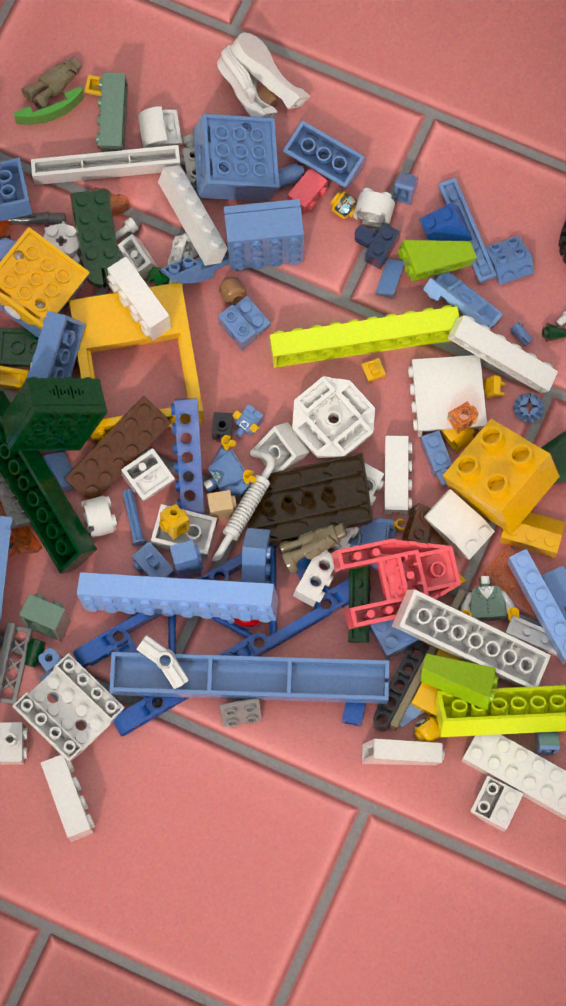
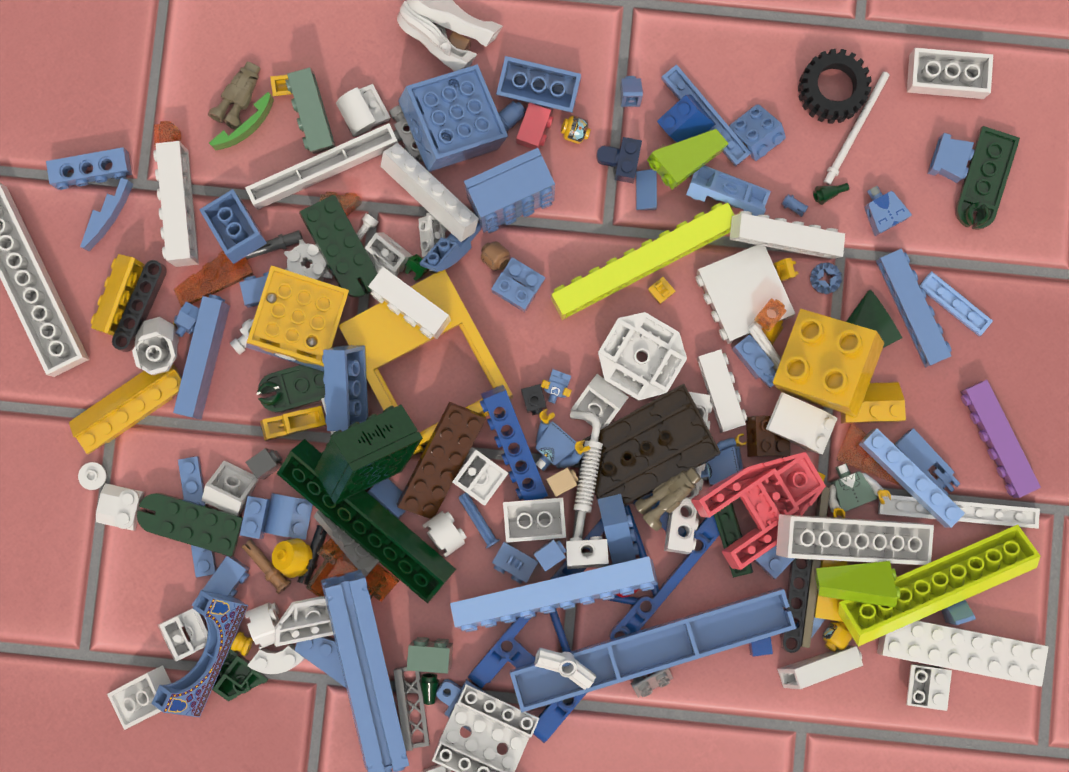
camera: 20 degrees left, 10 degrees up
(174, 521) = (524, 518): yellow brick -> none
(211, 559) = (595, 558): none -> white brick
(374, 208) = (608, 123): white brick -> none
(448, 439) = (765, 344): none -> white axle

